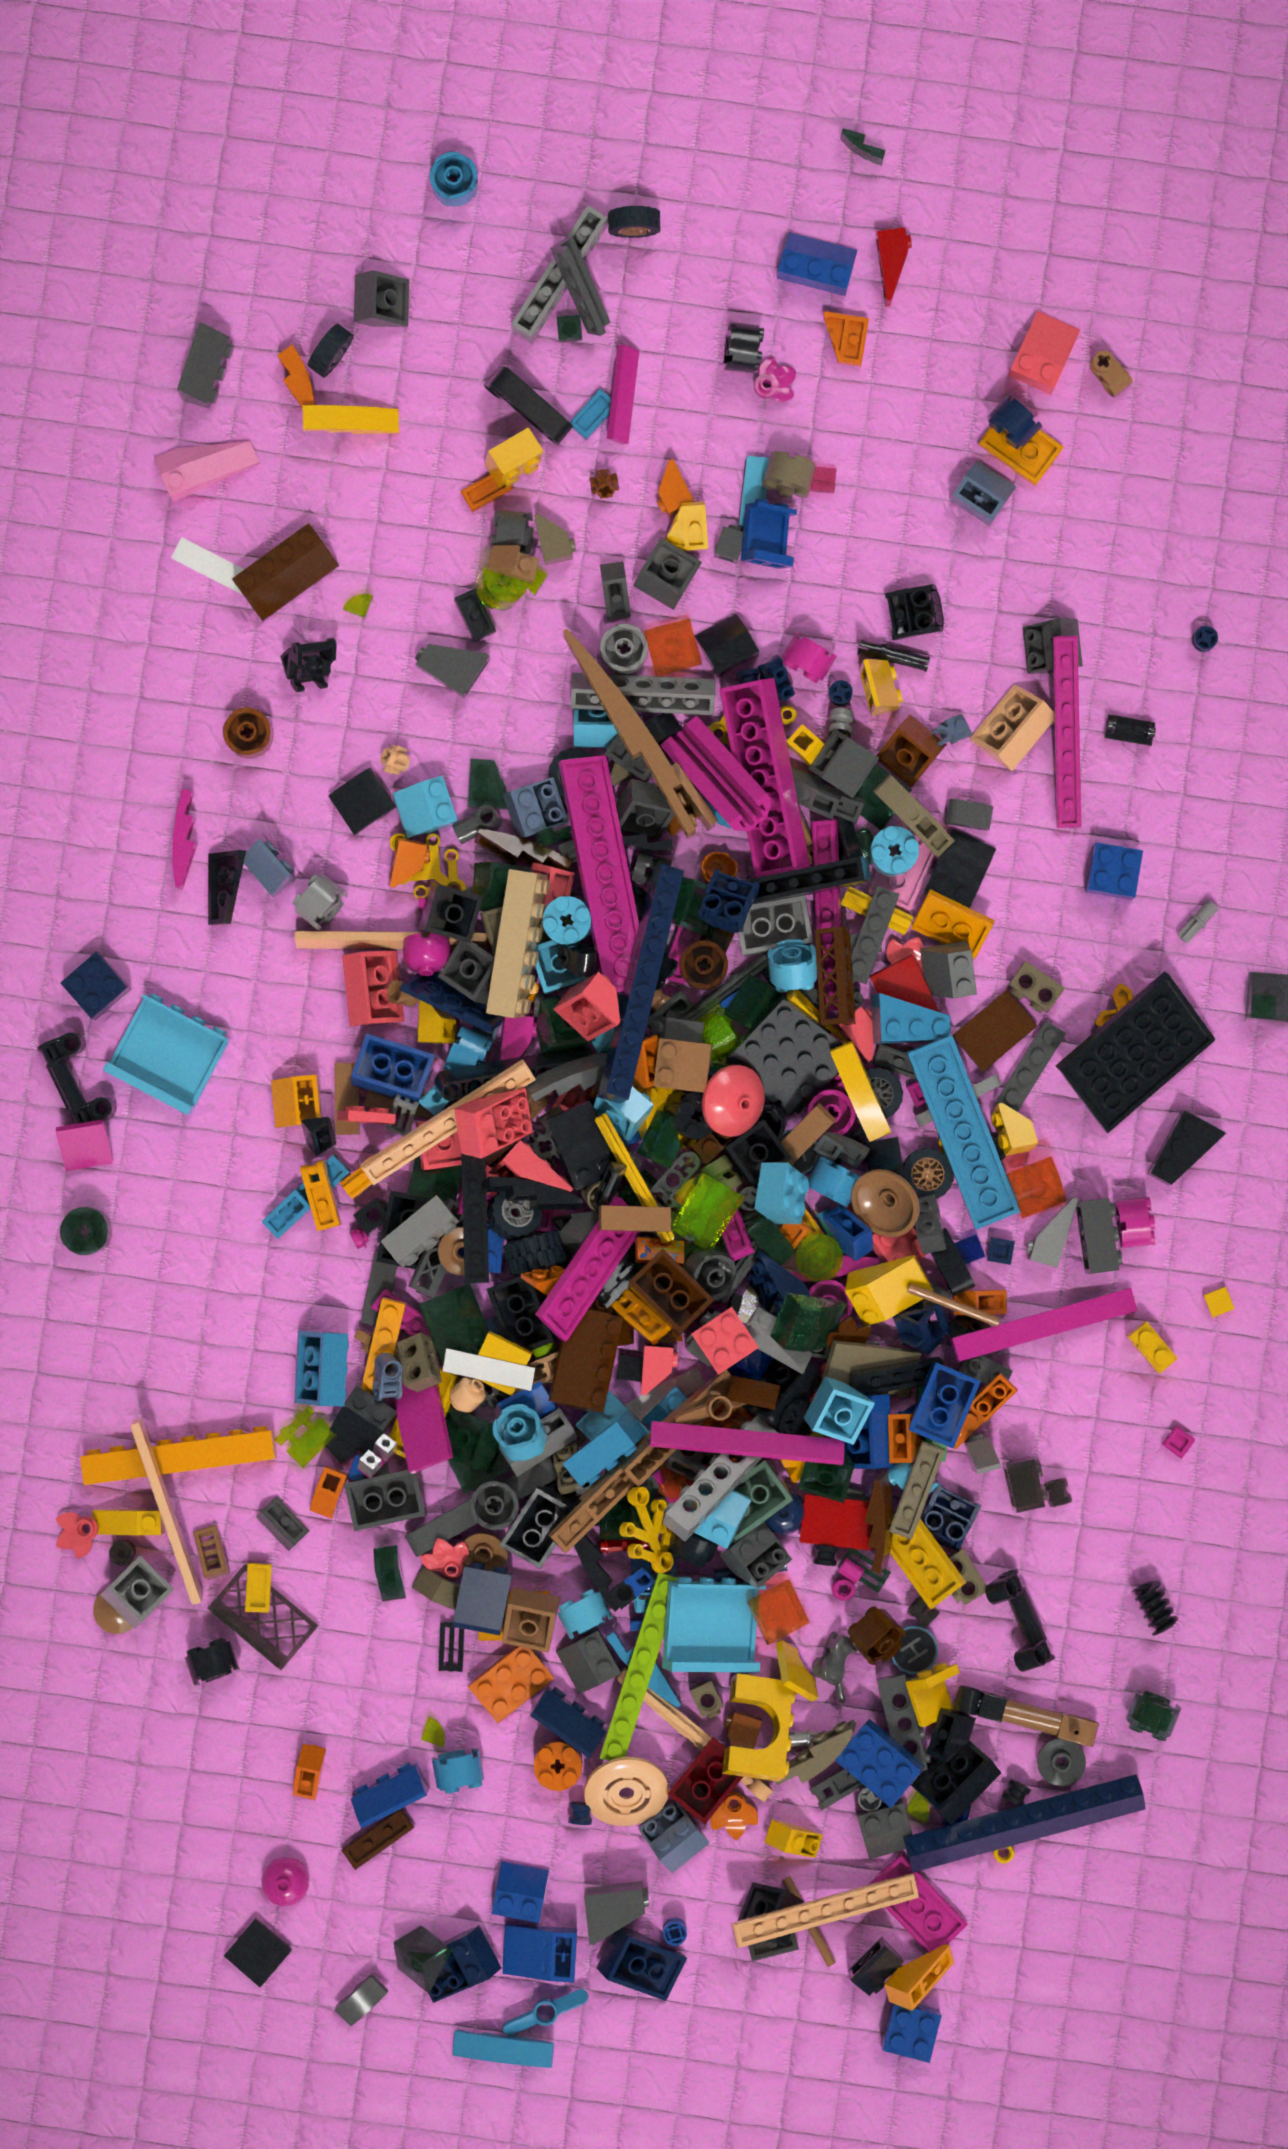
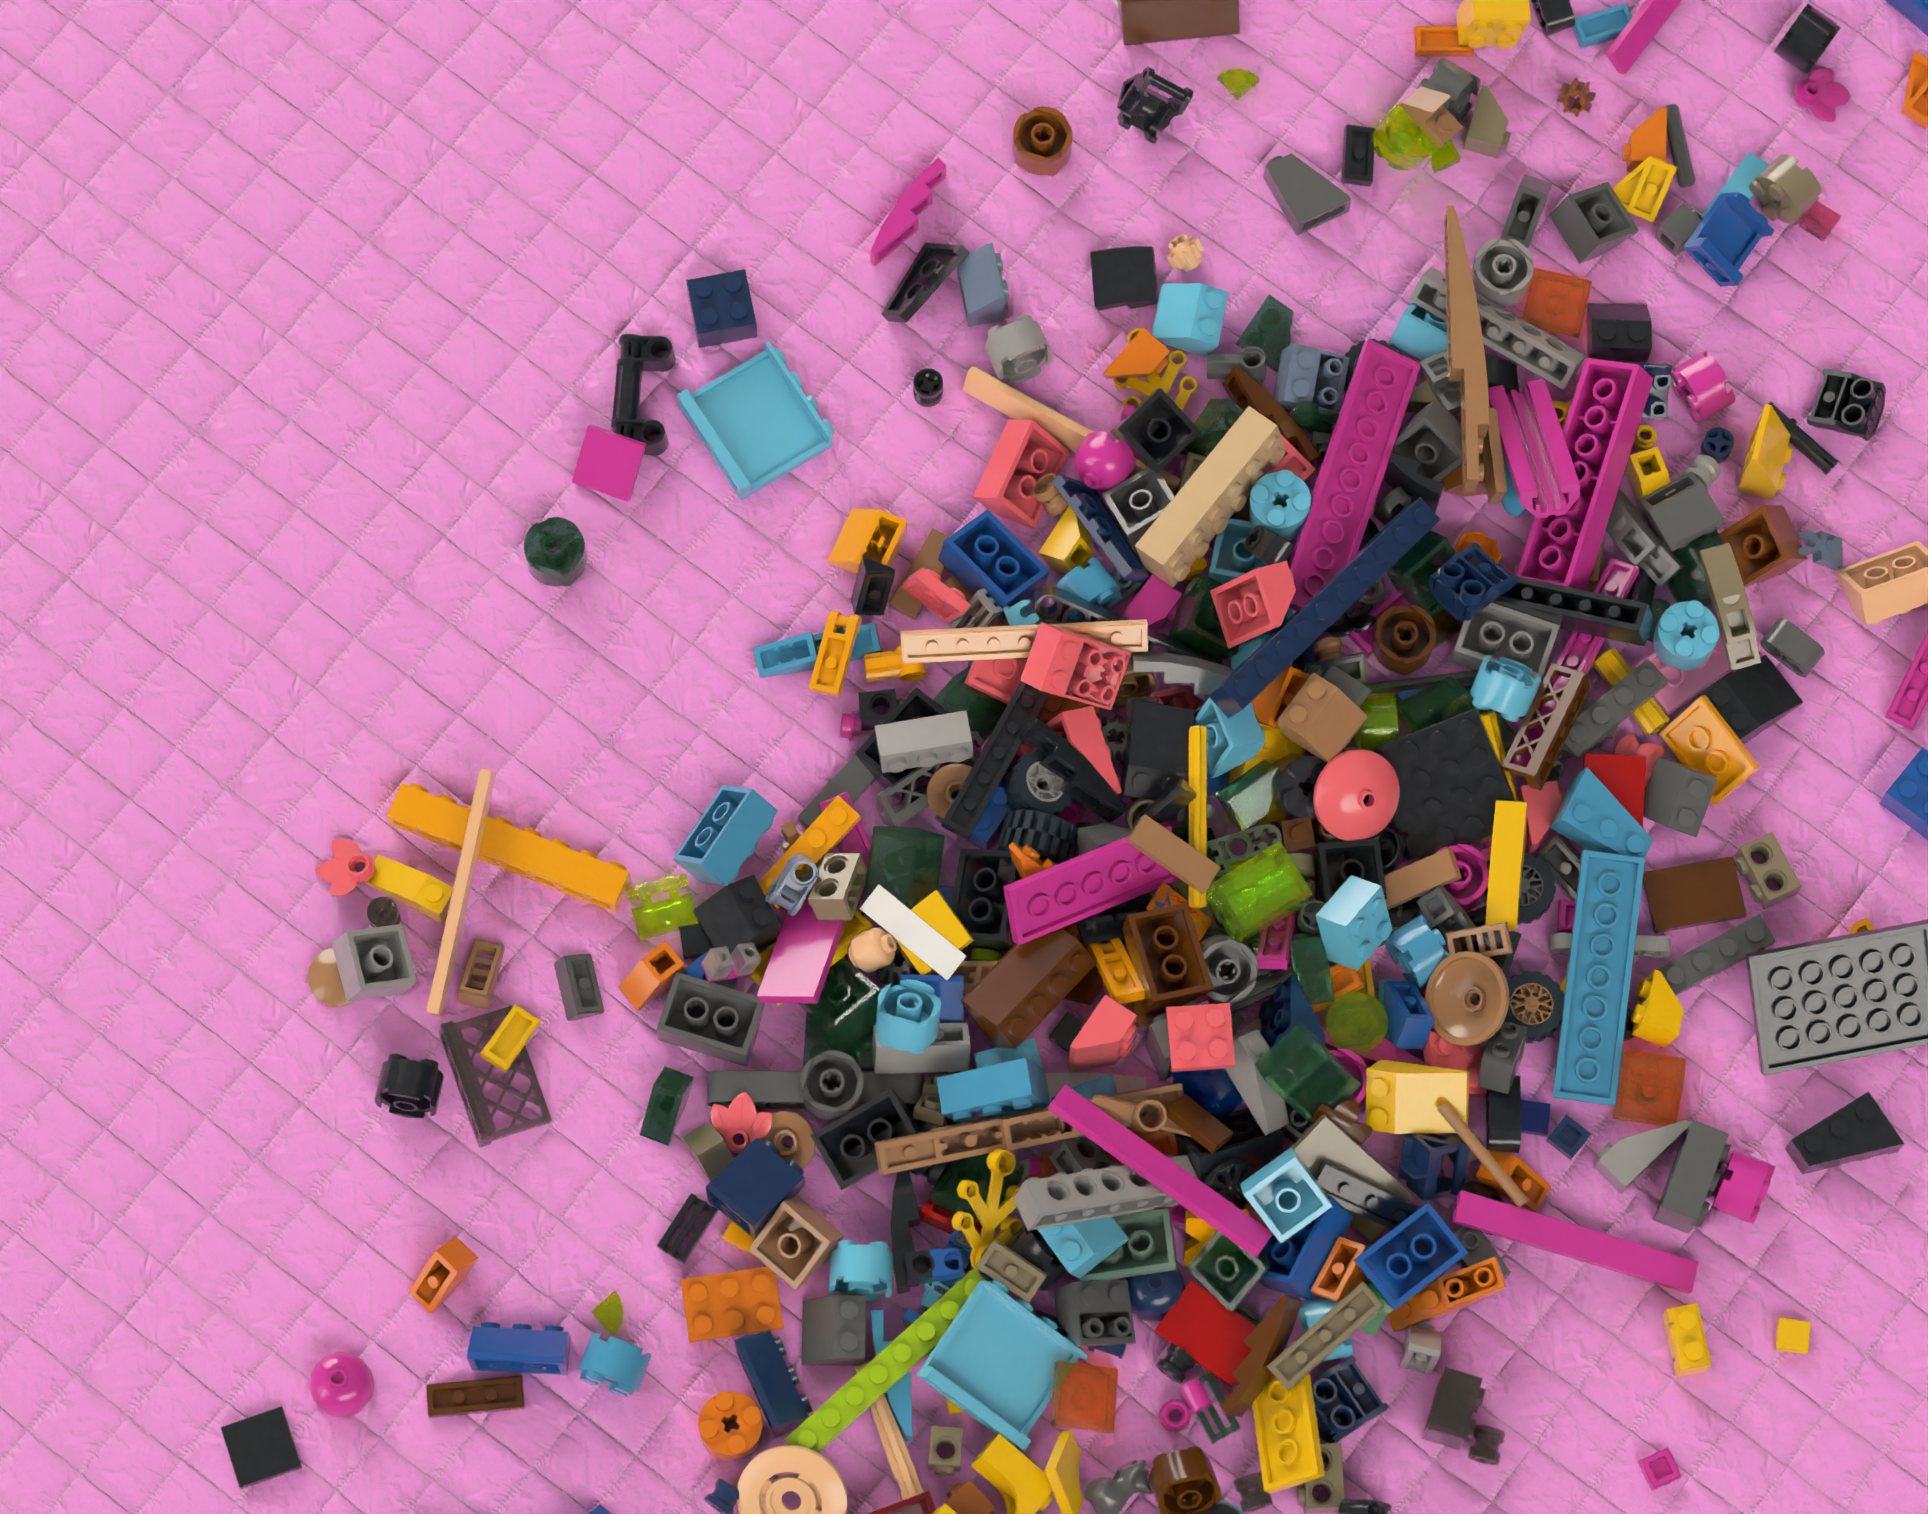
camera: 25 degrees right, 15 degrees down
(270, 959) = (927, 380): none -> black wheel
(686, 1564) = (1011, 1270): none -> dark tan plate
(695, 478) = (1679, 147): none -> dark grey axle
(858, 1169) = (1455, 945): none -> medium nougat slope

